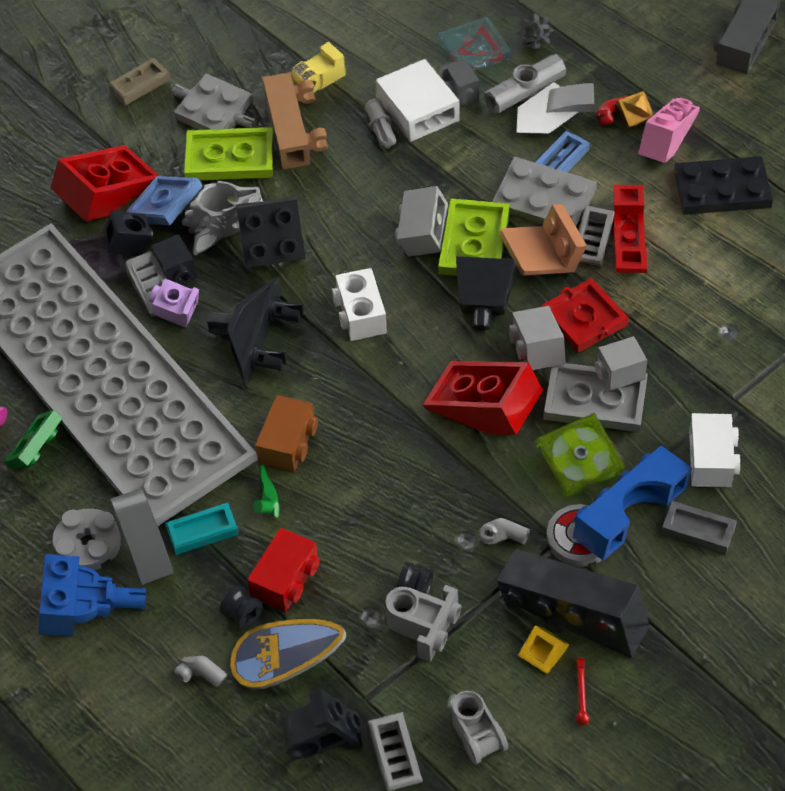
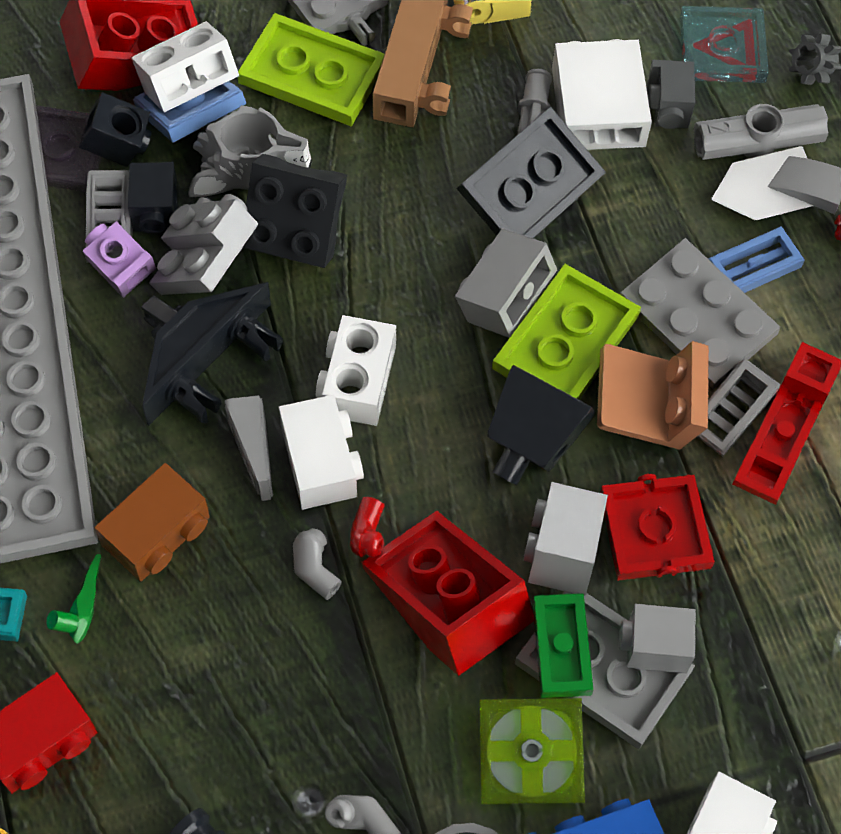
camera: 20 degrees right, 10 degrees up
(153, 178) = (185, 66): none -> white brick
(225, 272) = (203, 245): none -> light grey plate
(315, 364) = (249, 429): none -> light grey slope
(364, 354) = (319, 451): none -> white brick
(392, 419) = (308, 563): none -> light grey arm
(403, 159) = (532, 178): none -> plate
(413, 387) = (363, 536): none -> red arm
(568, 390) = (562, 646): none -> green plate

